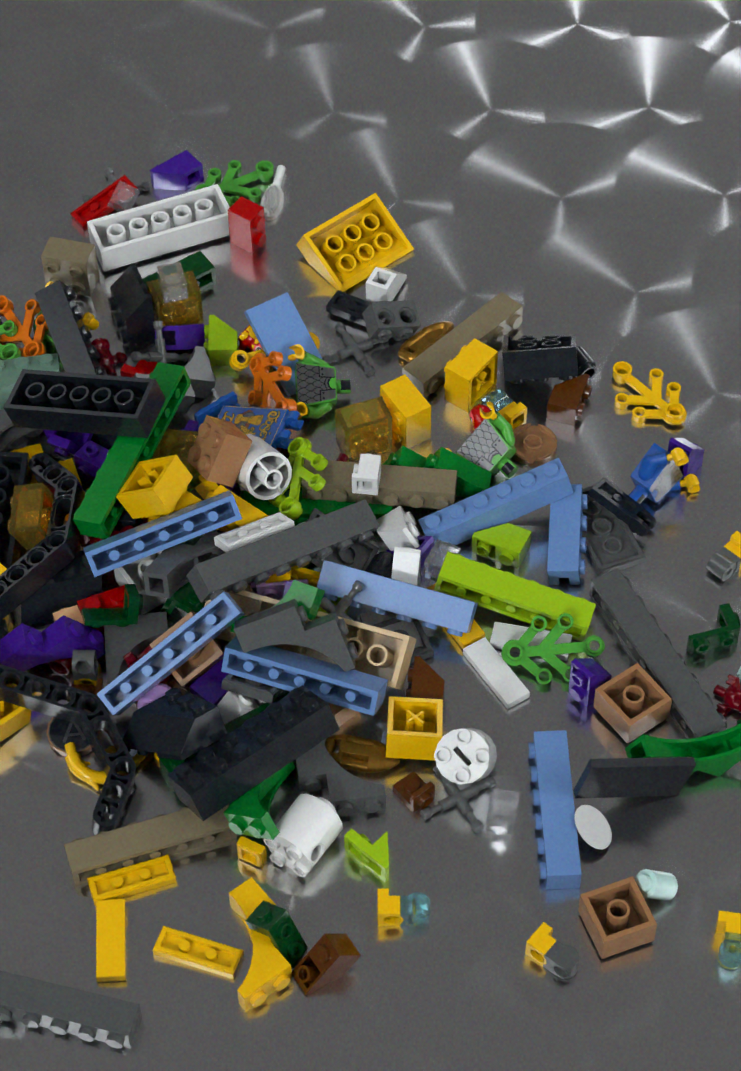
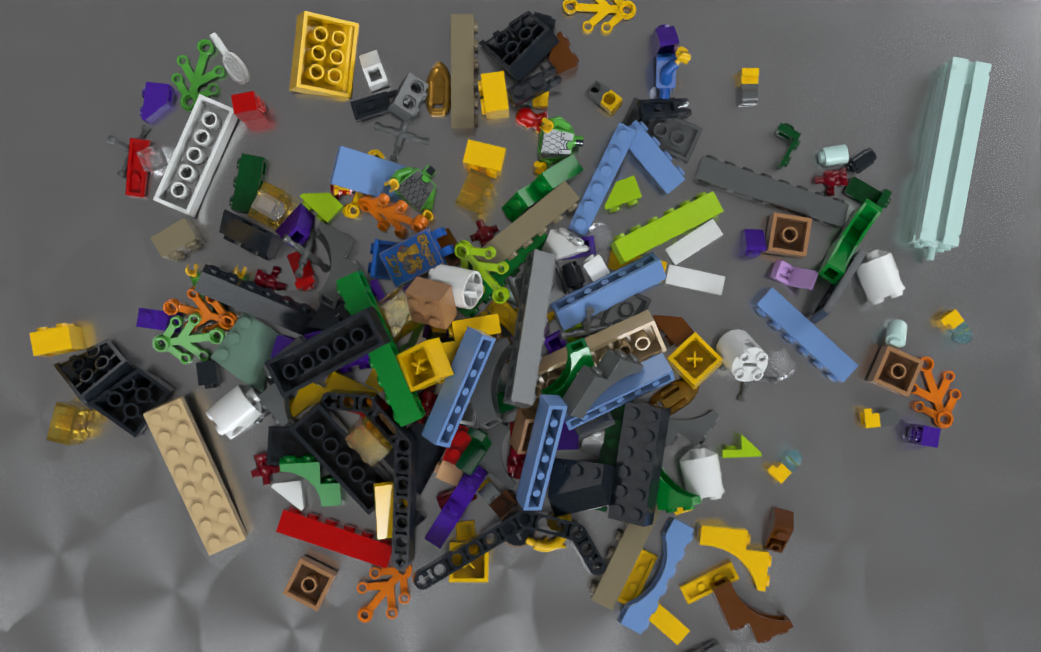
camera: 45 degrees left, 35 degrees up
(96, 898) = (637, 612): none -> medium blue arch
(192, 998) = (739, 614): none -> reddish brown arch
(253, 532) = (505, 336): white tile -> none
(280, 928) = (743, 542): dark green bracket -> none
(367, 474) = (524, 234): white brick -> none
(414, 792) = (724, 392): reddish brown bracket -> none
(515, 392) = (533, 86): none -> black hinge
(534, 444) = (562, 105): medium nougat tile -> none
(547, 649) = (713, 241): bright green plant -> none
(575, 460) = (604, 97): none -> leg
(585, 1007) = (924, 435): none -> dark purple slope
(593, 827) = (834, 329): white sticker -> none
(596, 739) = (793, 275): none -> lavender bracket
(640, 989) = (936, 395): none -> orange plant
(691, 815) = (879, 276): none -> white cylinder

